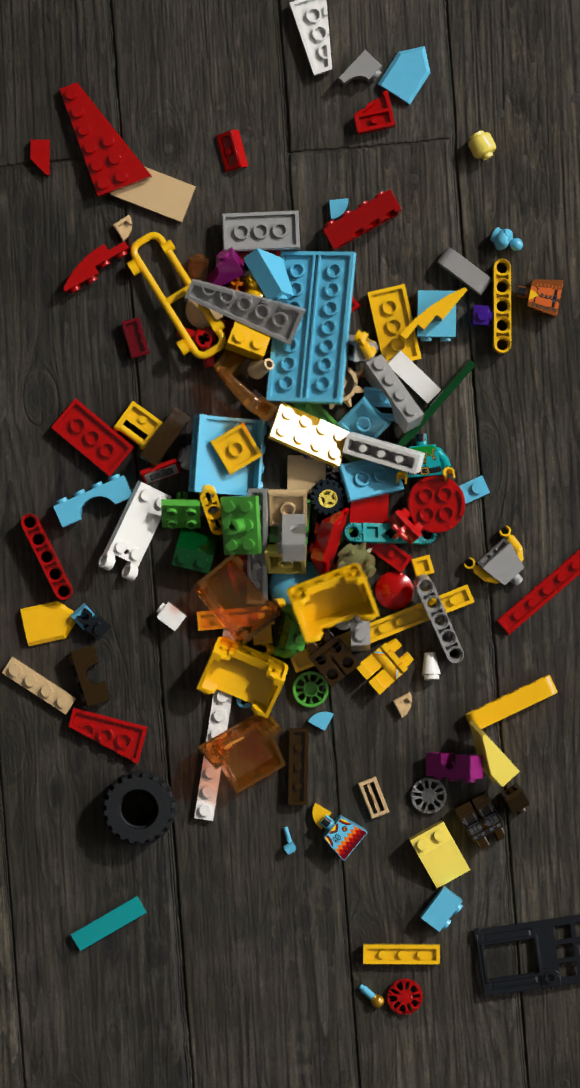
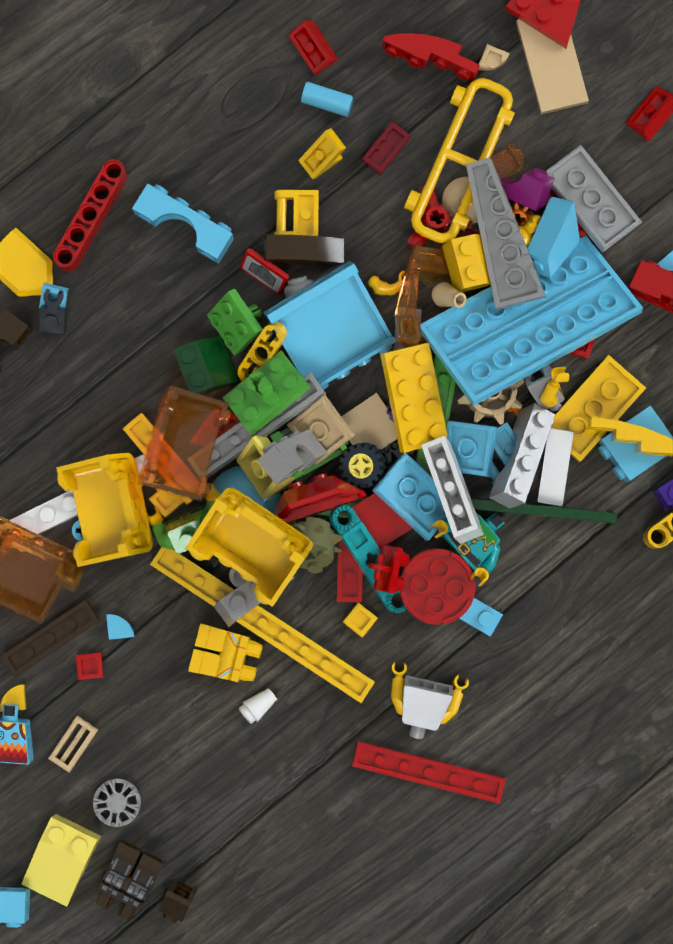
camera: 55 degrees right, 5 degrees down
(35, 336) = (313, 46): none -> red slope
(77, 353) = (327, 99): none -> medium azure brick
(92, 437) = (250, 176): red plate -> none
(111, 381) = (322, 154): none -> yellow slope
(134, 530) = (182, 286): white hinge -> none
(170, 615) = (118, 388): white brick -> none
(224, 403) = (384, 288): none -> yellow piece
(236, 448) = (345, 330): yellow tile -> none
(310, 689) = (143, 593): bright green wheel -> none
(328, 651) = (193, 582): dark brown hips -> none
(332, 754) = (89, 666): none -> red tile
(394, 590) = (312, 607): red dish -> none
(403, 704) = (197, 704): tan tile -> none
(442, 626) = (310, 687): light grey beam -> none
(466, 766) = (172, 823): magenta arch -> none
(495, 763) = (202, 849): light yellow slope -> none
(512, 702) = (279, 821): yellow beam -> none

